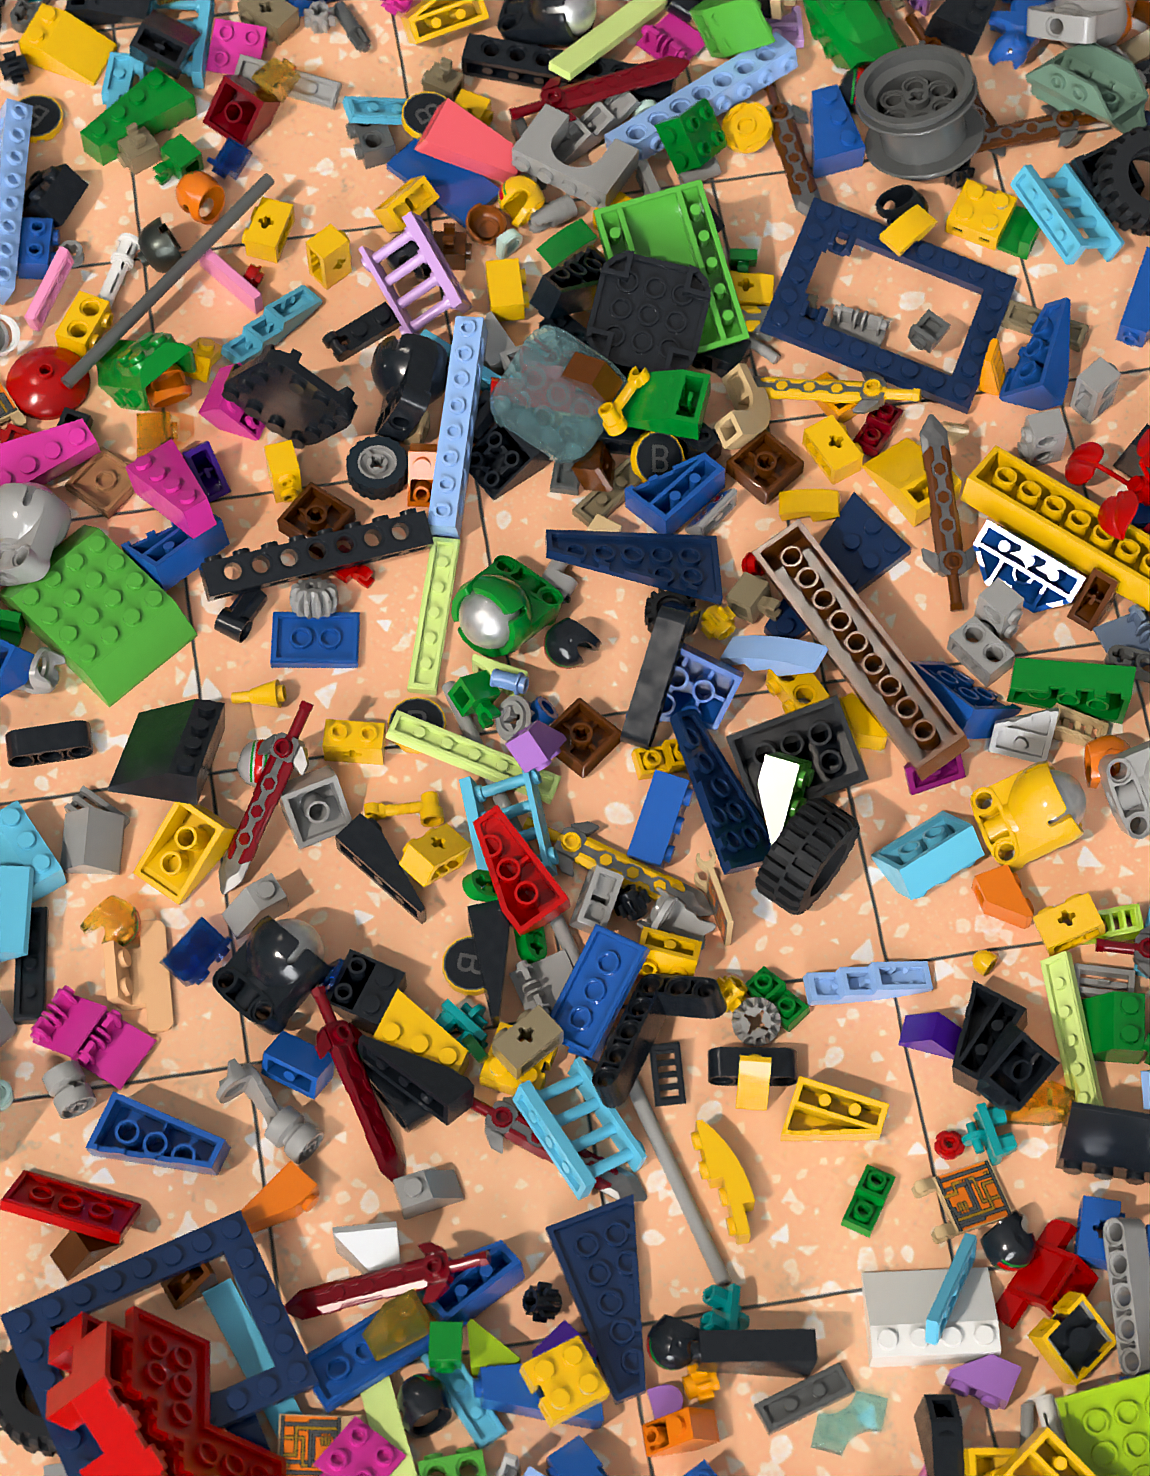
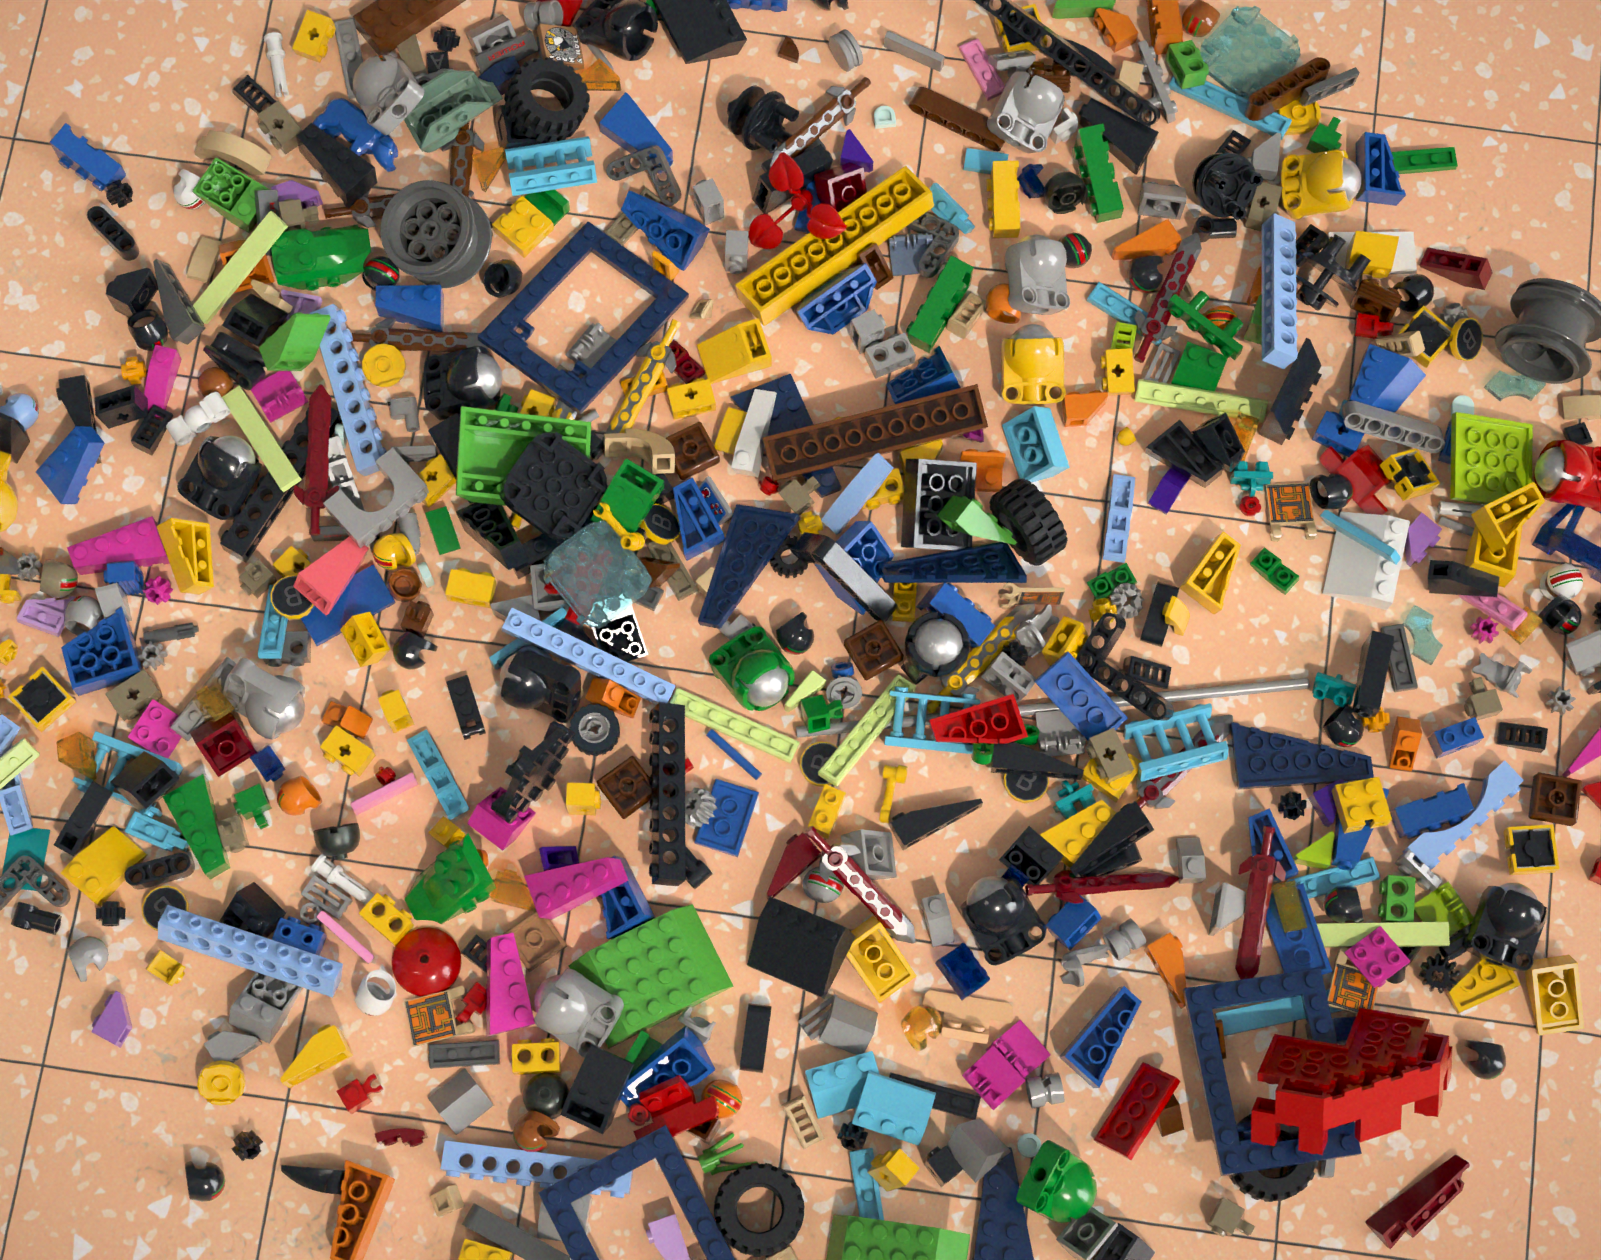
camera: 75 degrees left, 10 degrees up
(73, 94) = (170, 874): none -> black beam
(88, 282) = (342, 908): none -> light grey tile
(167, 281) = (376, 840): dark grey piece -> none
(267, 694) = (764, 865): yellow cone -> none
(270, 718) = (797, 857): none -> dark red slope
(294, 131) = (267, 701): none -> light grey piece
(307, 219) = (348, 719): none -> orange slope
(397, 625) = (731, 752): none -> blue bar
(434, 854) = (939, 779): yellow brick -> none
(440, 276) = (452, 630): lavender fence -> none
(445, 1346) = (1317, 876): green brick -> none
(475, 1048) = (1100, 794): dark green tile -> none
(514, 682) = (820, 684): medium blue pin -> none
(535, 746) = (887, 680): medium lavender slope -> none
(592, 377) = (597, 544): reddish brown slope -> none
(601, 790) = (935, 646): none -> piece
(664, 1400) = (1379, 747): medium lavender tile -> none
(692, 136) = (389, 408): green bracket -> none
(723, 1170) = (1228, 657): yellow slope -> none
(754, 204) = (461, 379): none -> black piece
(823, 523) = (756, 425): none -> white slope
(869, 799) = (988, 470): none -> orange bracket
(907, 229) = (532, 279): yellow slope -> none
(928, 331) = (621, 297): dark grey bracket -> none
(949, 556) = (810, 347): sword -> none
(1025, 735) = (967, 349): light grey wing -> none
(1040, 153) = (487, 165): none -> clear yellow slope
(1121, 308) = (648, 163): none -> dark grey beam

